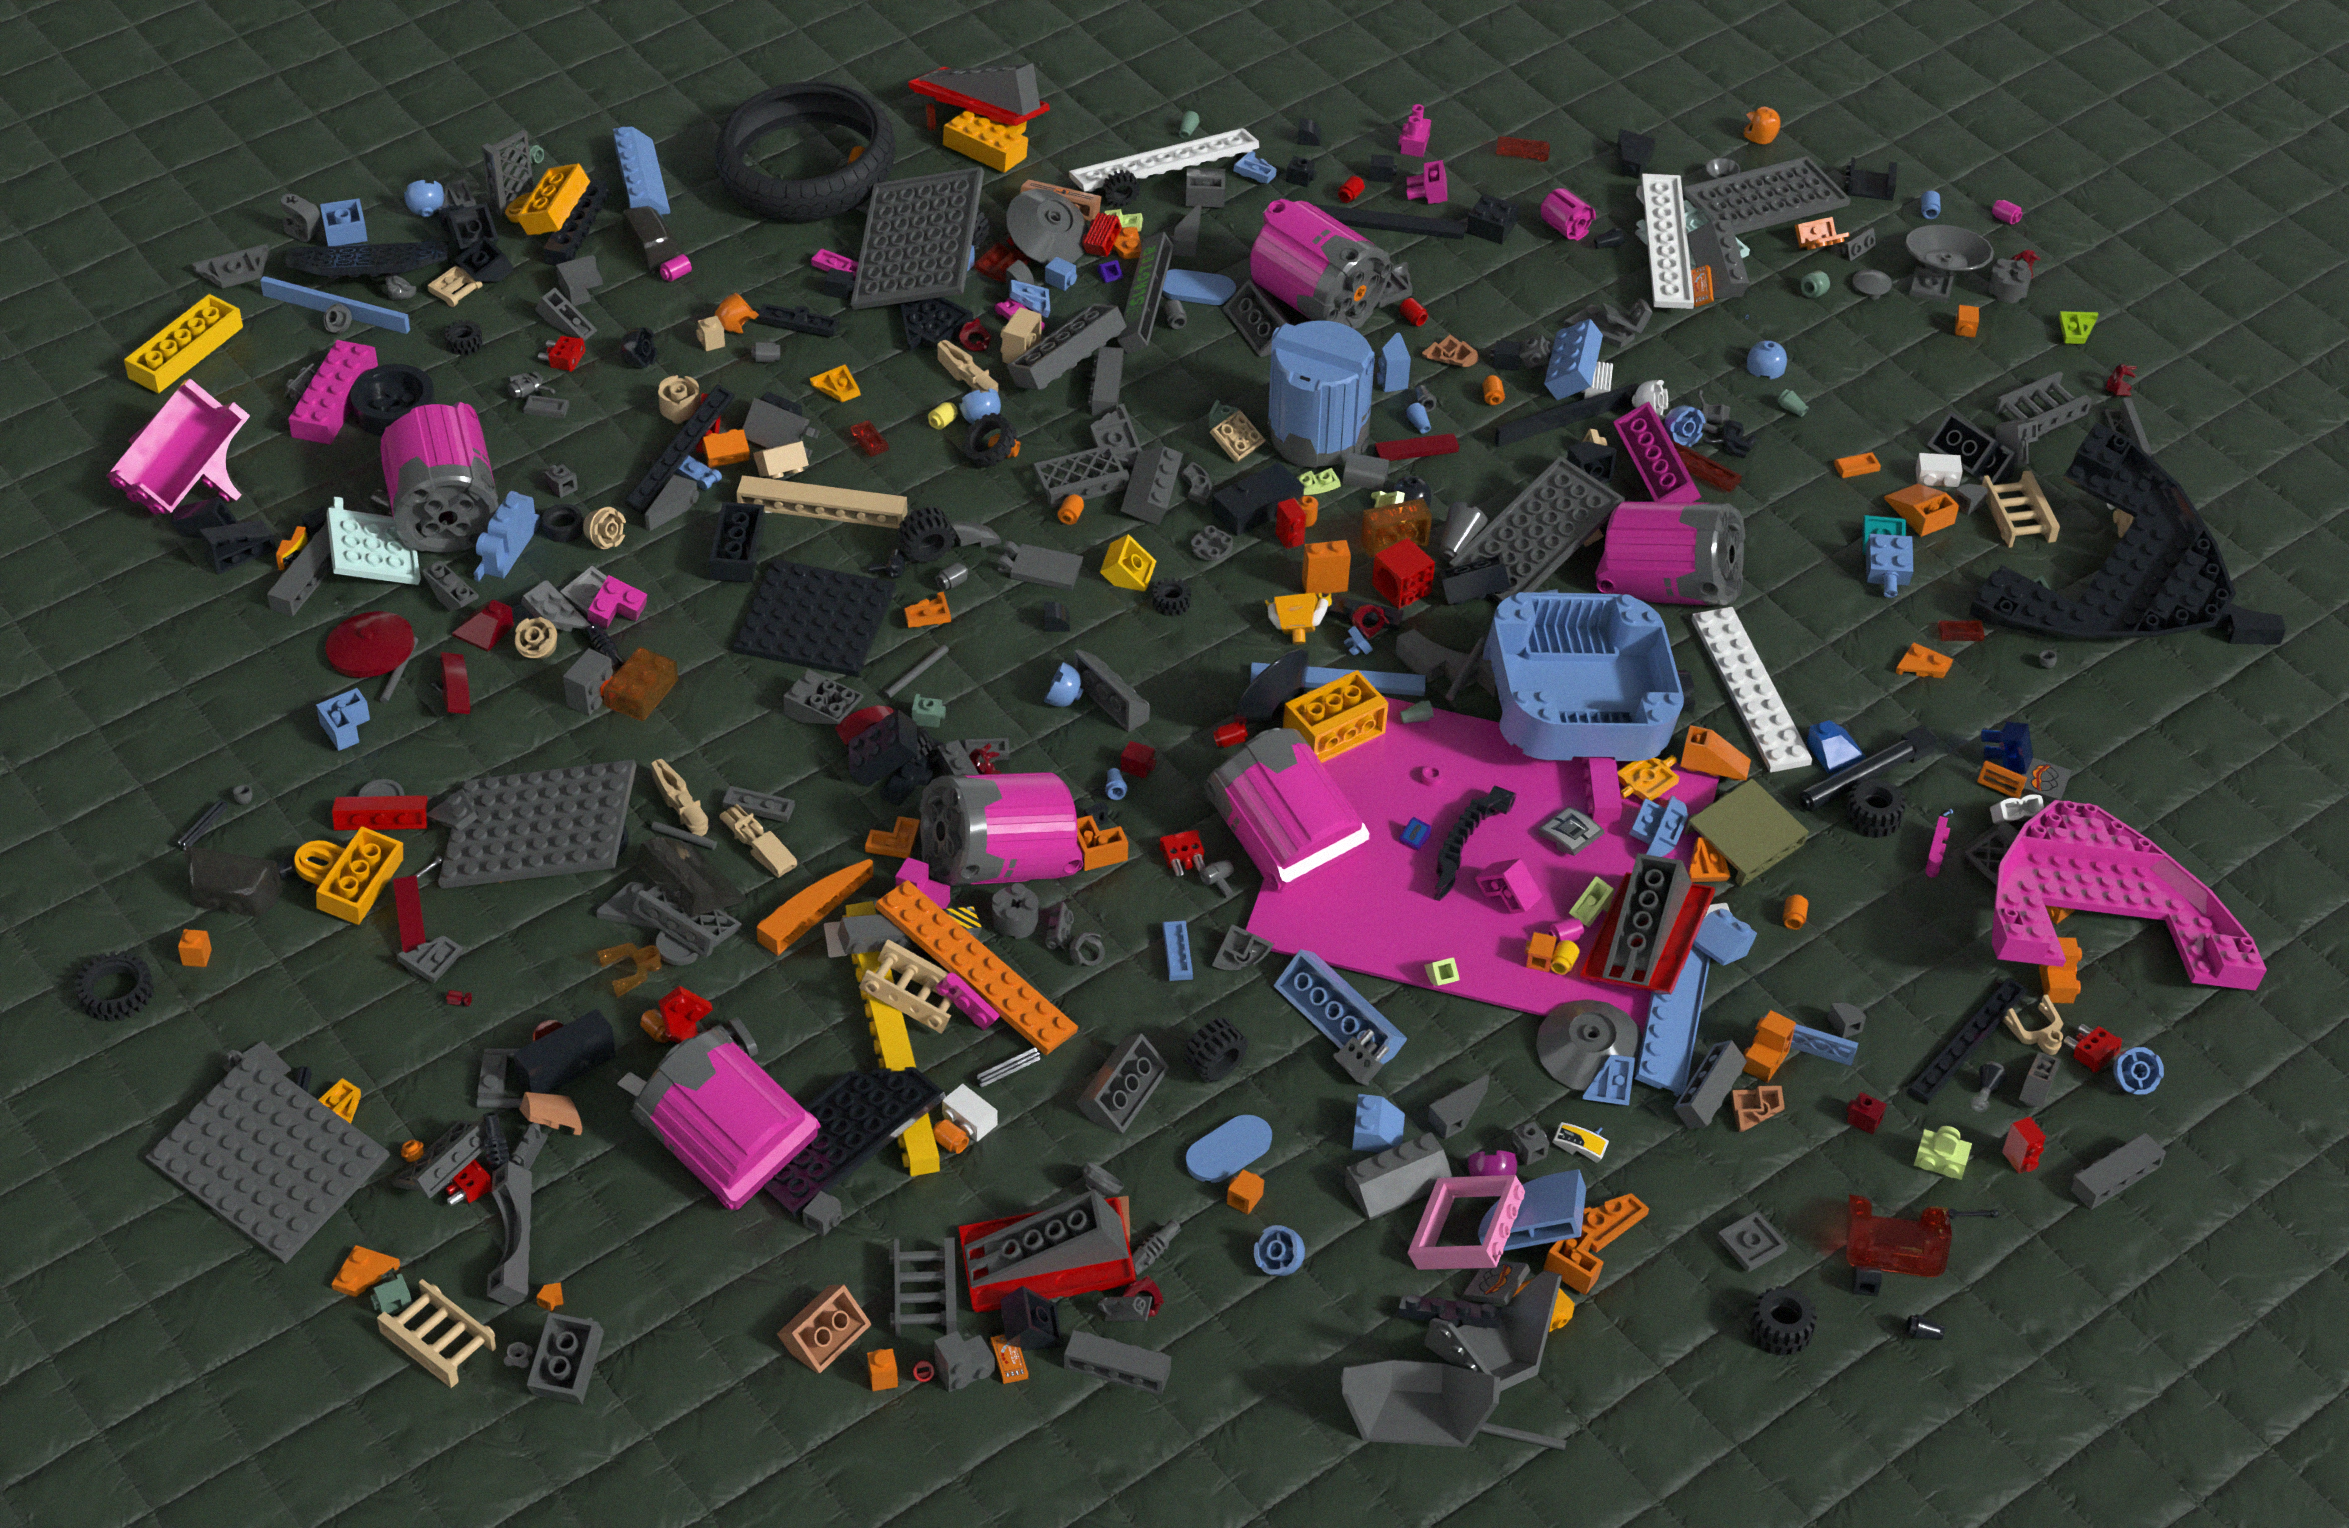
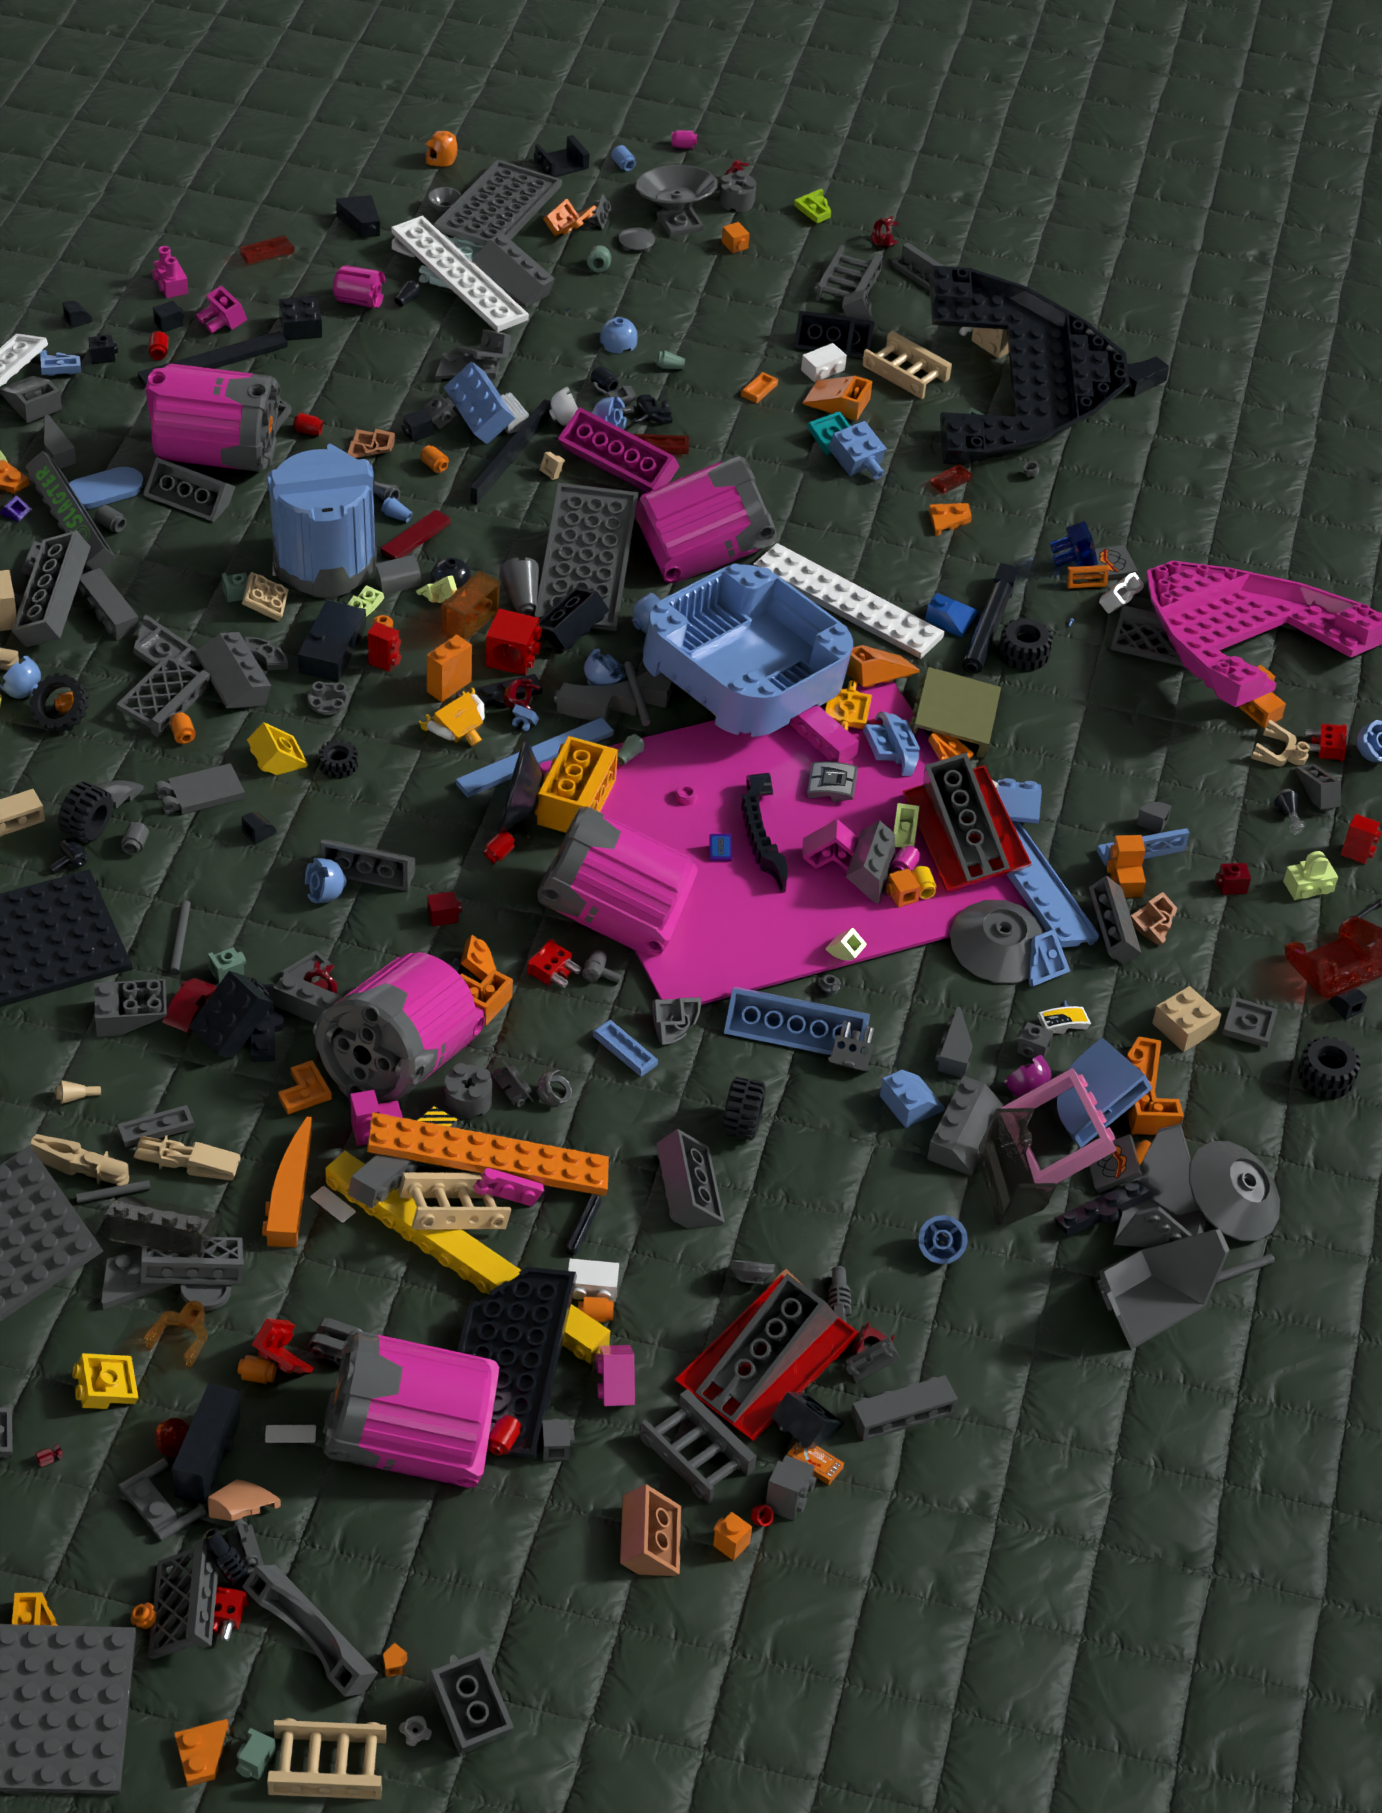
camera: 40 degrees left, 0 degrees up
(543, 967) = (105, 1380): none -> yellow plate
(722, 743) = (71, 1091): none -> tan cone
(779, 1183) = (503, 1435): none -> red brick
(910, 1192) = (618, 1376): none -> dark pink brick
(928, 612) = (143, 879): orange wing -> none
(1115, 785) = (444, 940): medium blue cone -> none
(1125, 813) = (477, 957): none -> orange wing
(1228, 1148) = (817, 1184): medium blue tile -> none
(1245, 1191) = (865, 1209): orange brick -> none
(1402, 997) = (829, 985): none -> dark grey plate
(1409, 1207) = (1007, 1167): none -> clear smoke windscreen
(1460, 634) = (602, 669): none -> medium blue cylinder
(1529, 914) = (872, 860): none -> dark grey slope
(1557, 1373) = (1234, 1191): none -> dark grey dish
(1594, 460) = (571, 472): black slope -> none
(1692, 1204) = (1186, 1018): none -> tan brick
(1702, 285) = (518, 295): orange tile -> none
(1714, 391) = (604, 379): none -> black brick
(1795, 912) = (1043, 755): orange brick -> none
(1937, 849) = (1091, 651): dark pink plate -> none
(1967, 1041) = (1244, 786): black tile -> none
(1970, 497) = (866, 369): dark grey brick -> none

